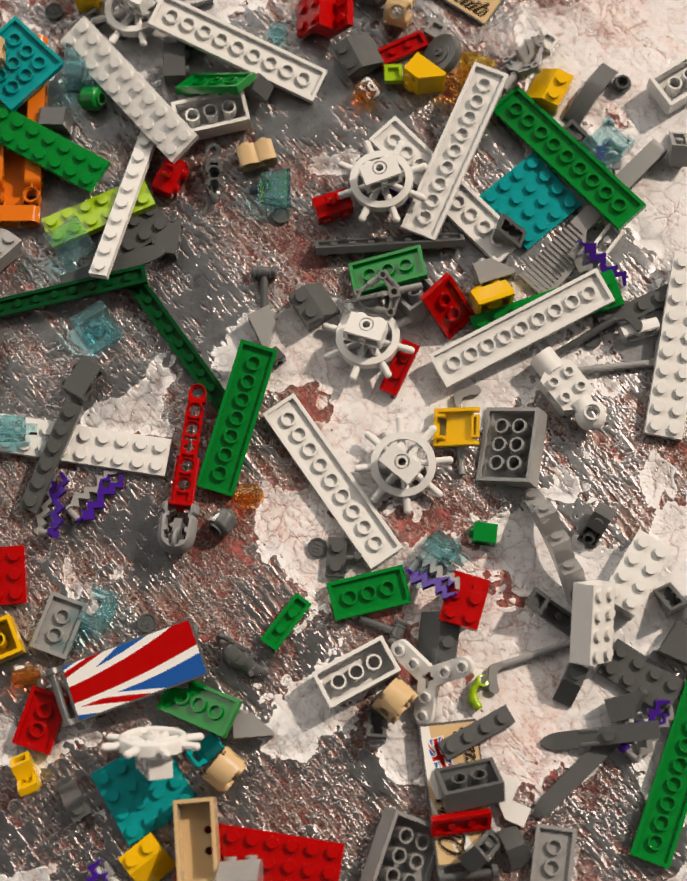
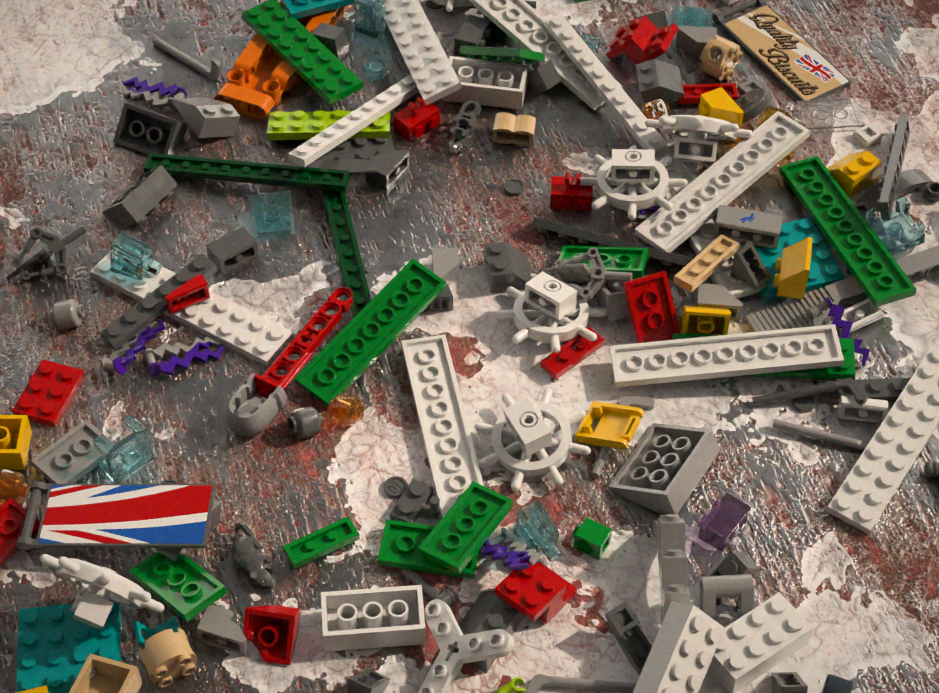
camera: 20 degrees right, 25 degrees down
(70, 241) = (285, 129): clear light blue panel -> none
(75, 440) = (191, 293): none -> red slope
(91, 98) = (375, 37): green head -> none
(107, 133) = (375, 70): none -> clear light blue plate
(263, 274) = (467, 226): dark grey piece -> none
(274, 188) = (518, 160): clear light blue torso -> none
(288, 712) = (273, 631): none -> red slope
(314, 79) = (605, 84): none -> white plate
(390, 568) = (465, 527): none -> green plate
(393, 74) = (688, 107): lime plate -> none
(395, 700) = (402, 660): tan brick -> none
(417, 113) = (698, 133): none -> white piece
(472, 241) = (706, 263): none -> tan plate
(491, 188) = (748, 225): none -> light grey brick
(529, 59) = (839, 136): light grey bar -> none
(544, 221) = (793, 269): none -> yellow slope
(567, 389) = (753, 431): white brick -> none
(574, 478) = (723, 521): none -> clear purple brick
(586, 84) = (893, 169): none -> plate
(606, 538) = (726, 587): none -> light grey connector

